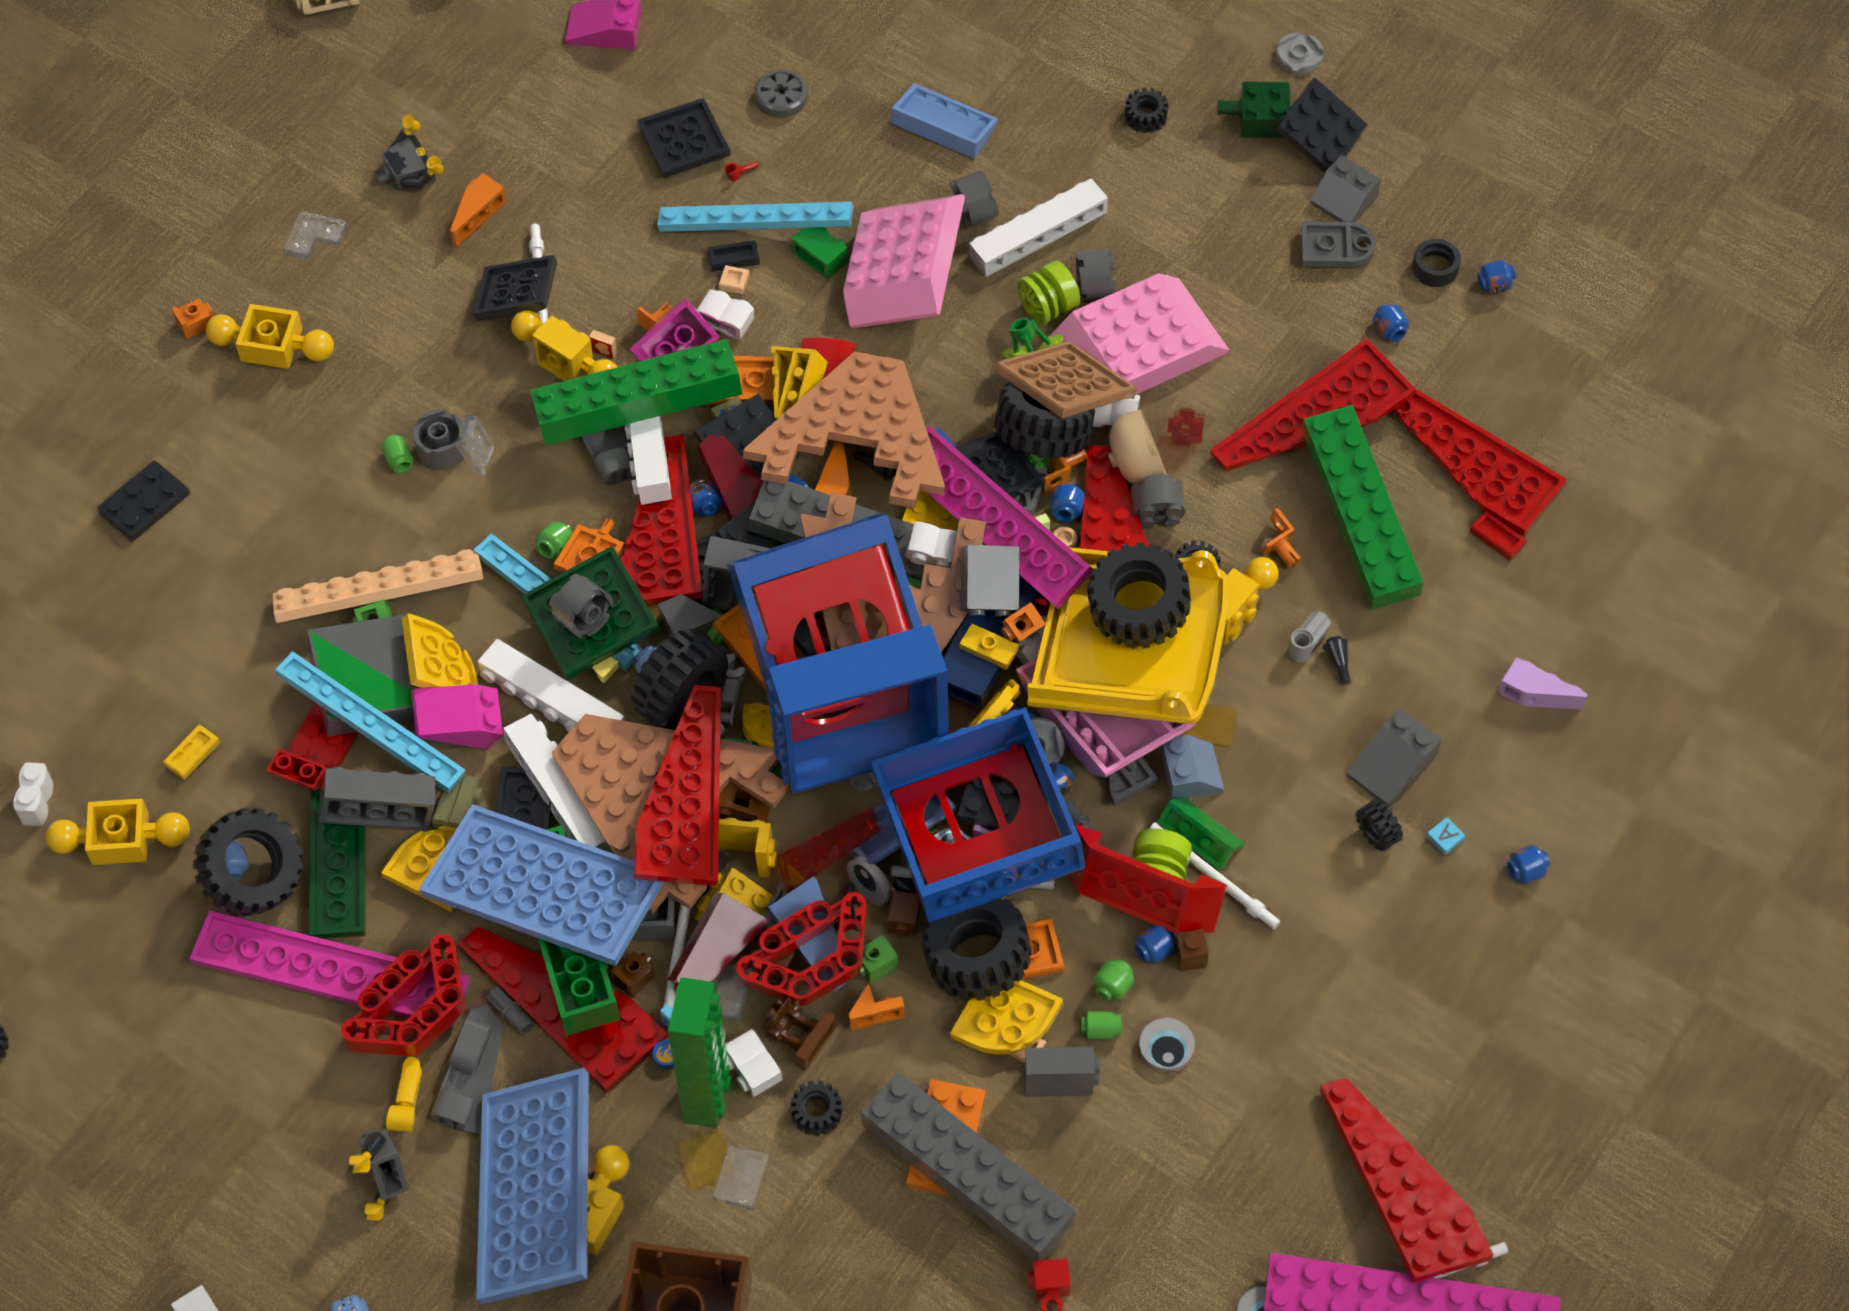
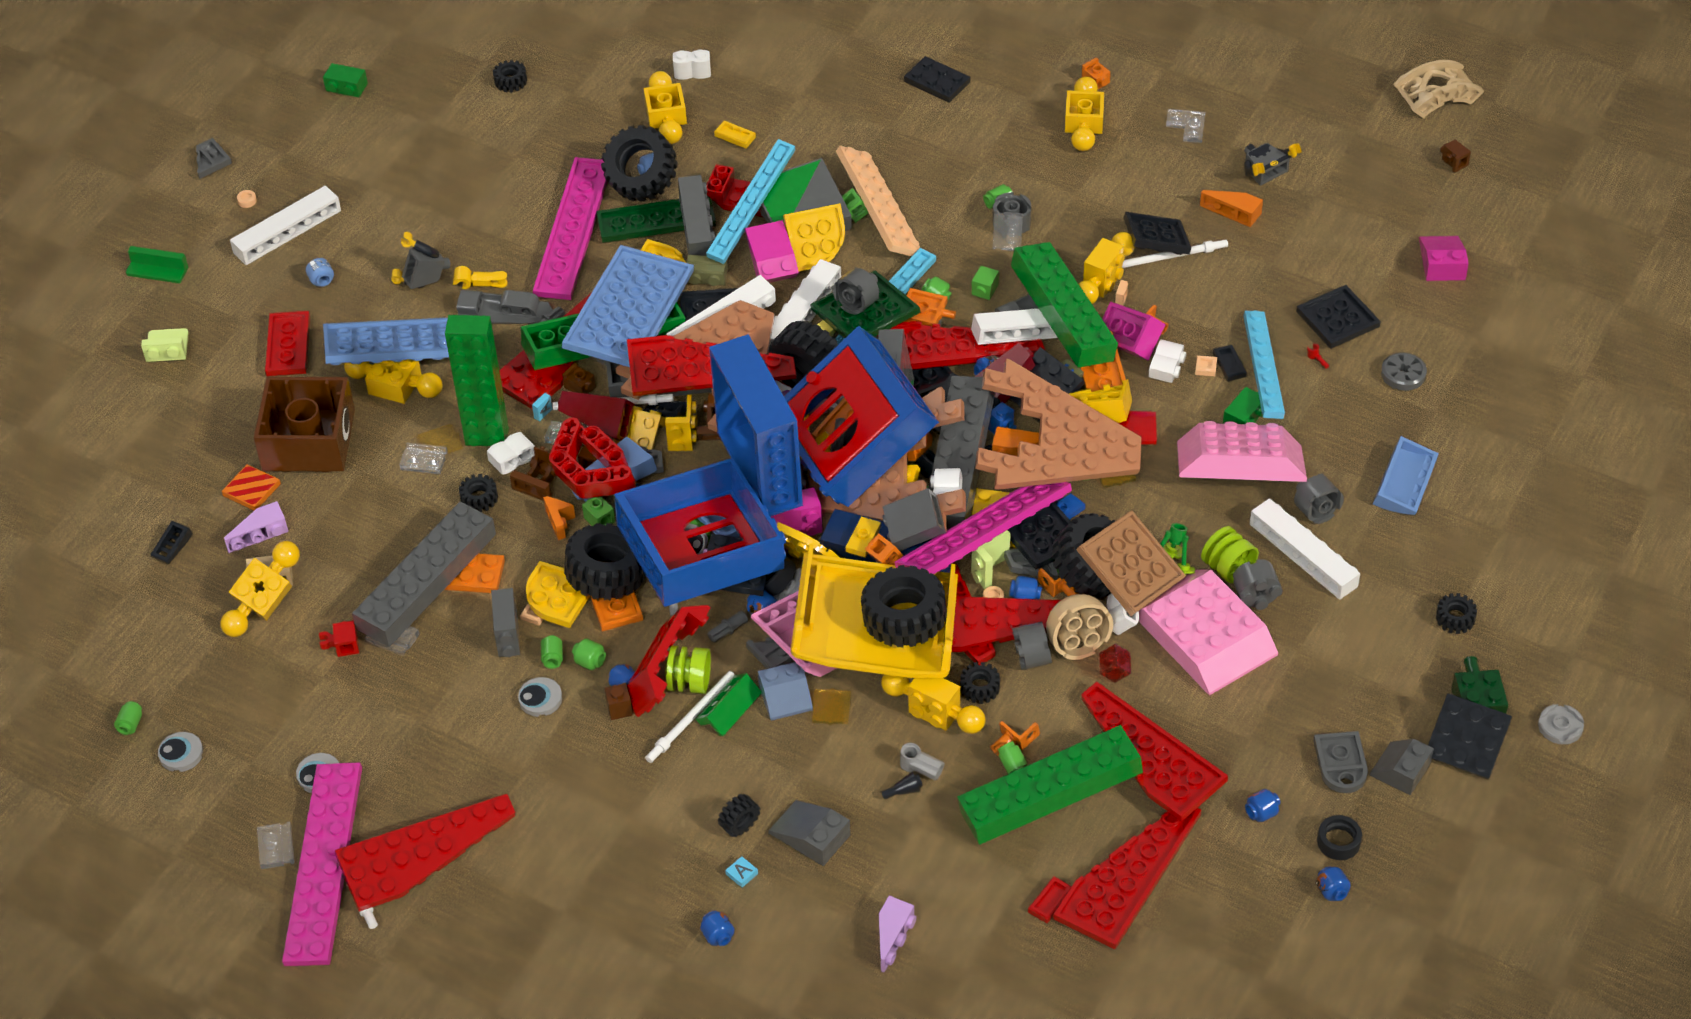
camera: 85 degrees right, 10 degrees down
(367, 1026) = (565, 276): red piece -> none
(551, 485) = (985, 282): none -> bright green brick
(662, 1055) = (519, 409): blue tile -> none
(826, 849) = (671, 458): clear red wing -> none
(1314, 543) = (1012, 757): none -> bright green brick

